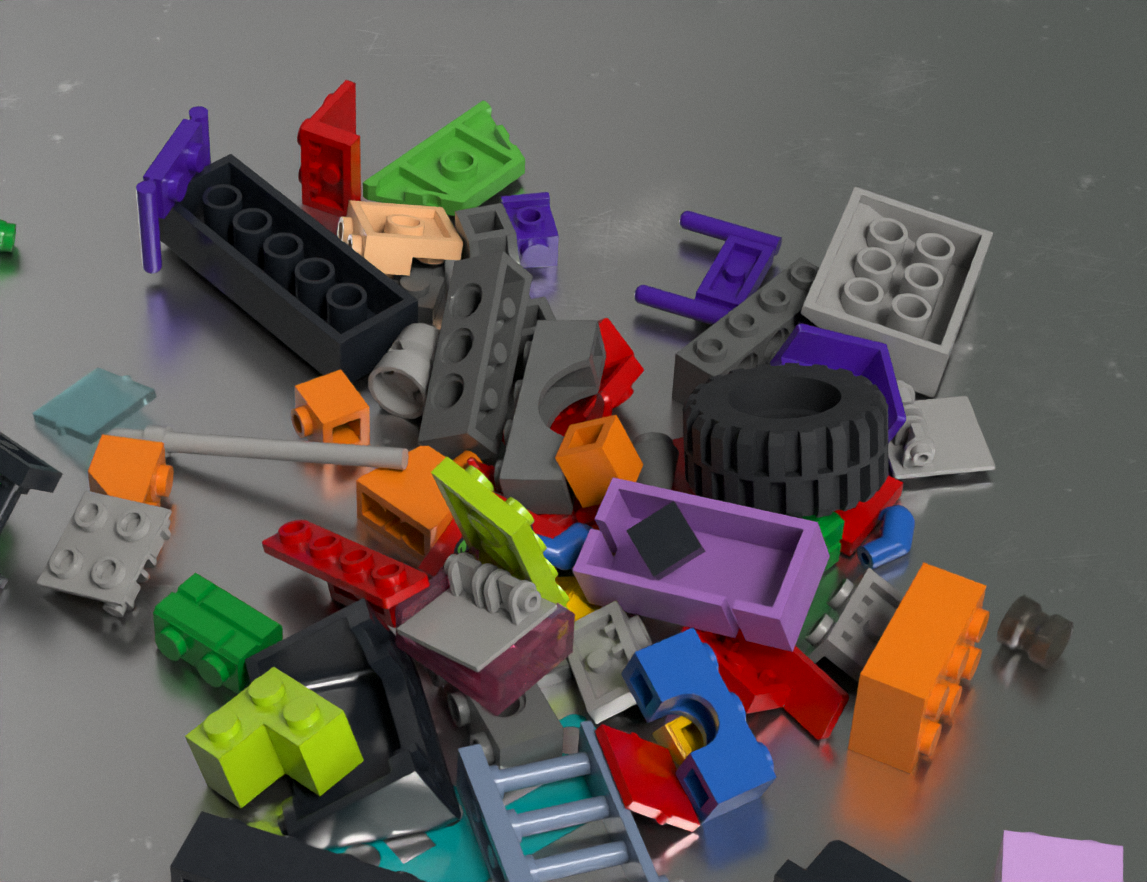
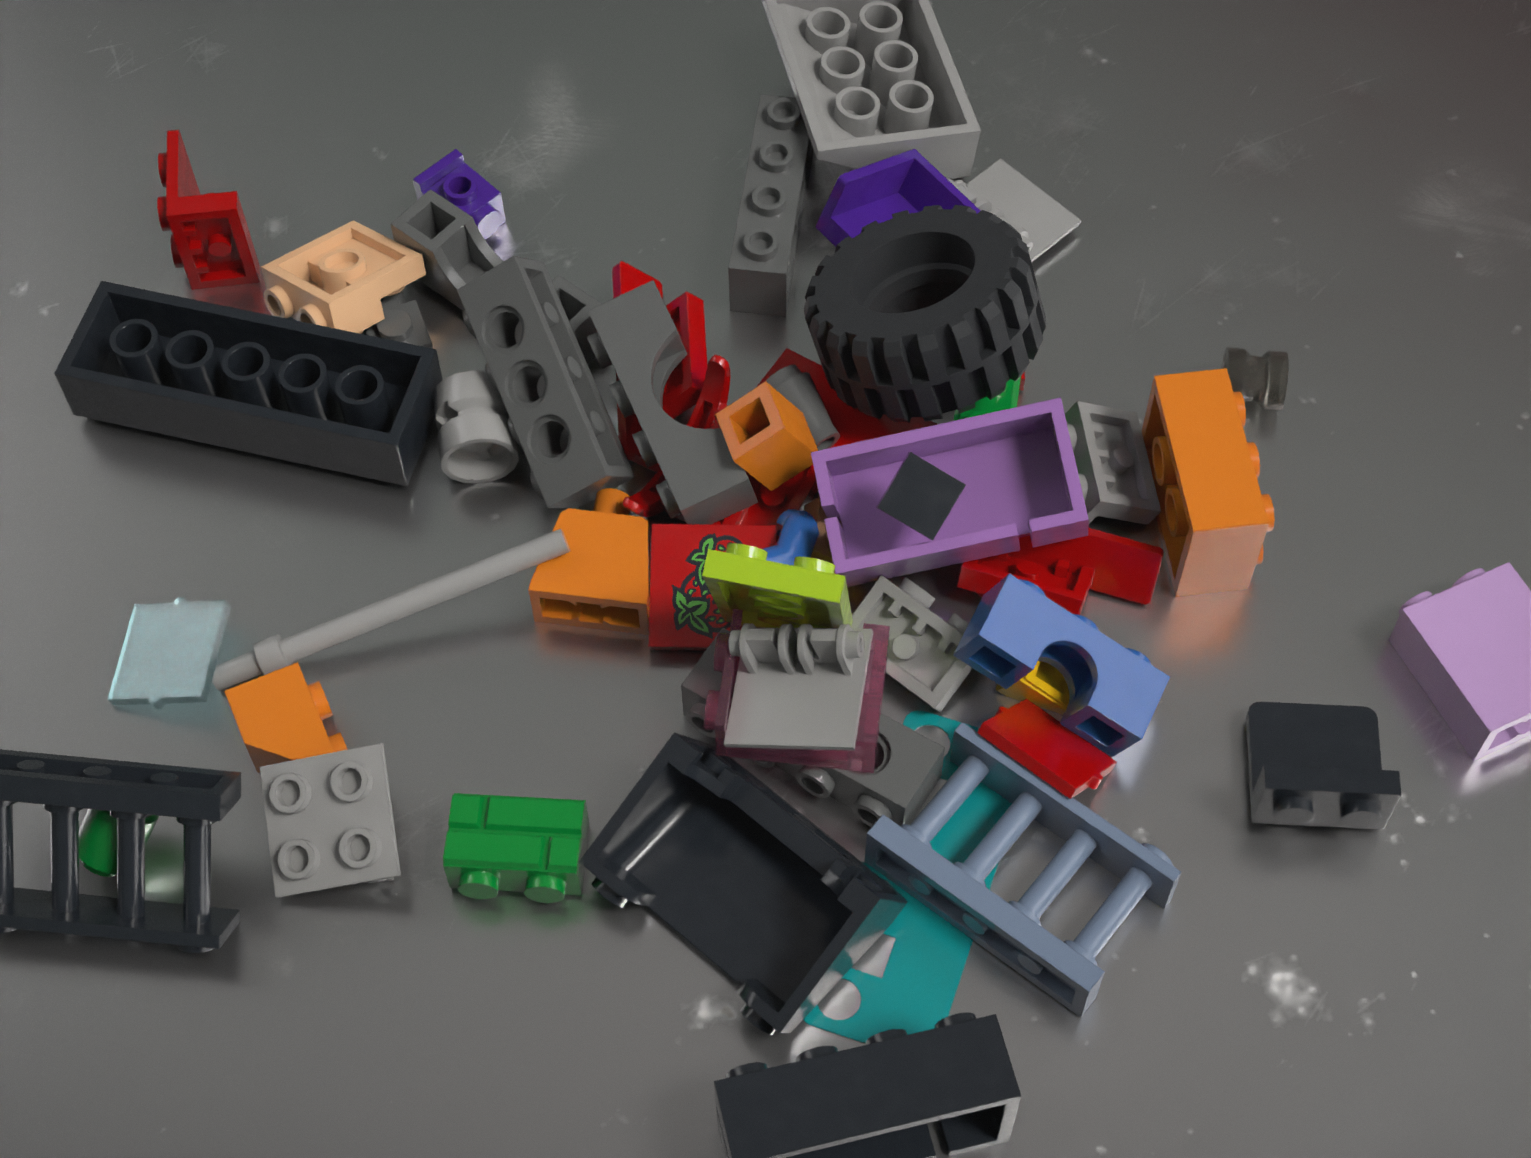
camera: 30 degrees left, 15 degrees up
(168, 181) = (70, 352): dark purple plate -> none
(270, 732) = (674, 921): lime brick -> none
(331, 411) = (429, 523): orange brick -> none
(347, 567) = (608, 698): red bracket -> none
(452, 167) = (322, 167): bright green wing -> none
(731, 278) = (692, 144): dark purple plate -> none
(894, 540) = (1055, 360): blue arm -> none

